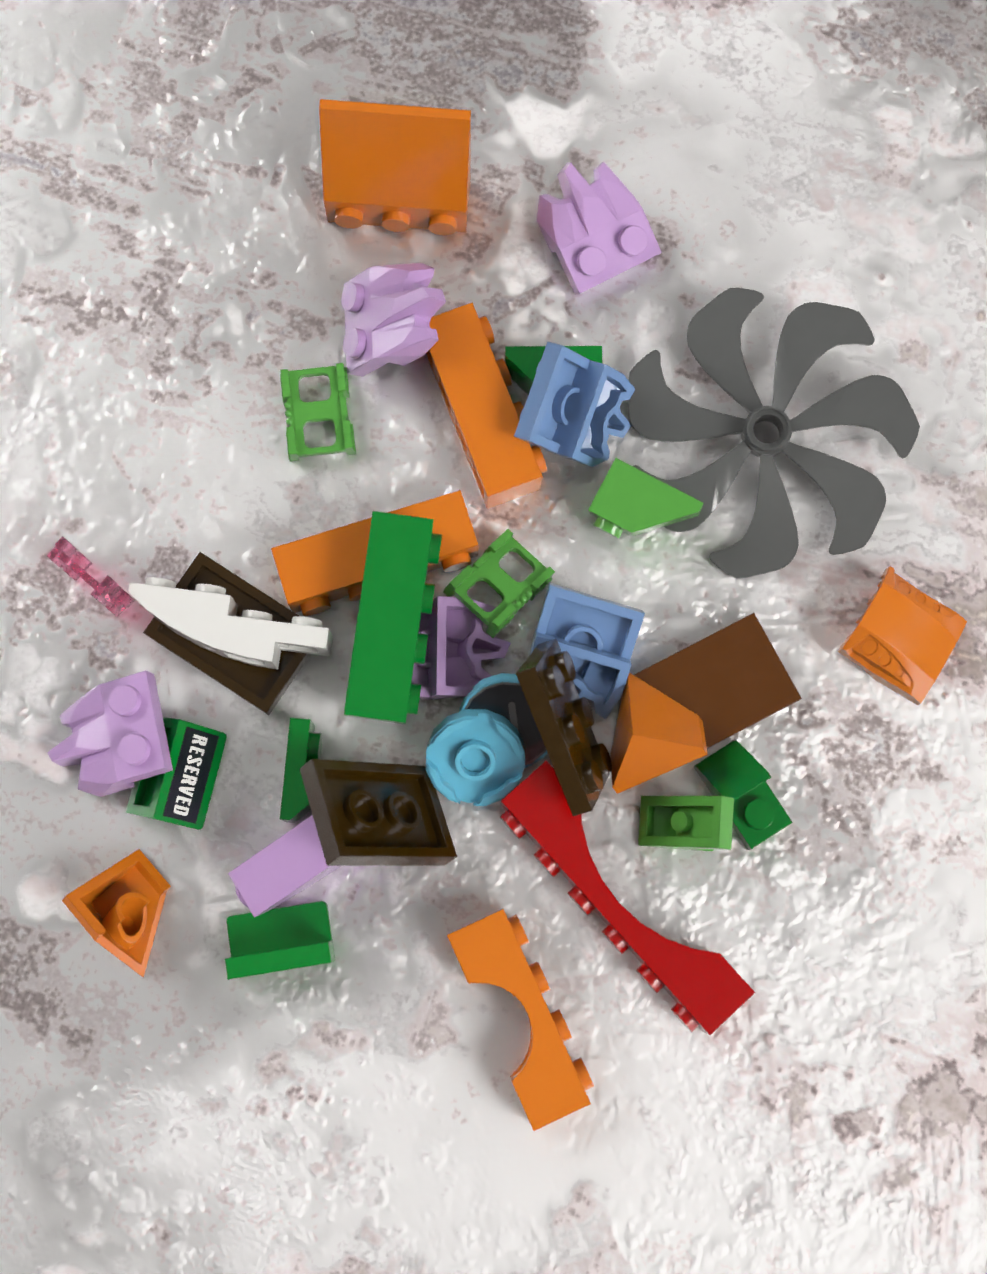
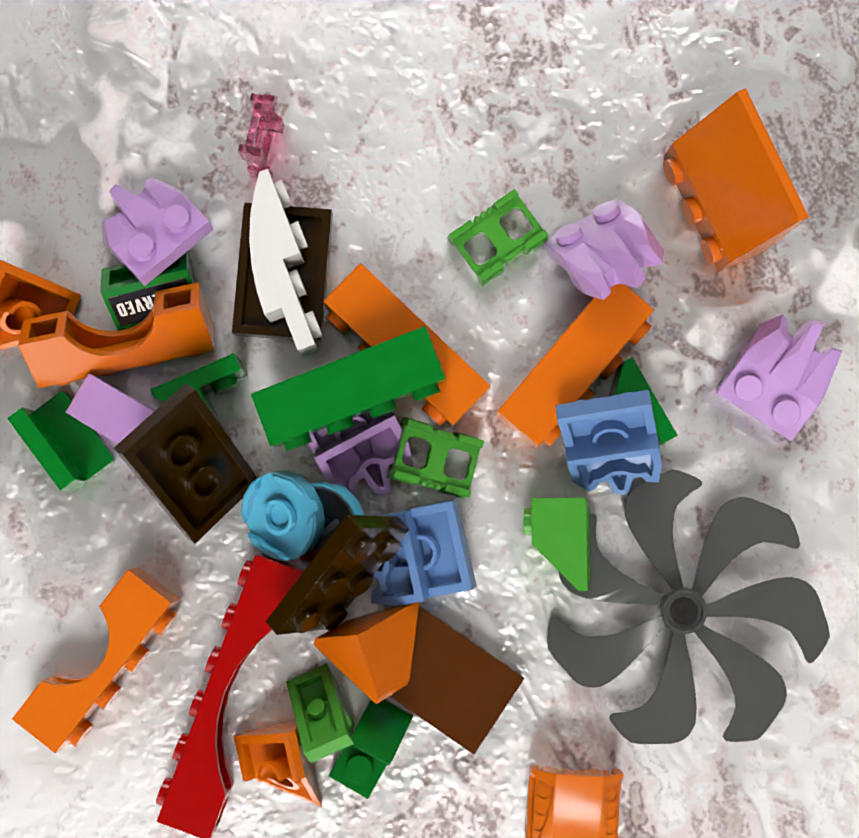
camera: 65 degrees right, 5 degrees up
(194, 883) = (66, 350): none -> orange arch
(711, 890) = (278, 760): none -> orange slope

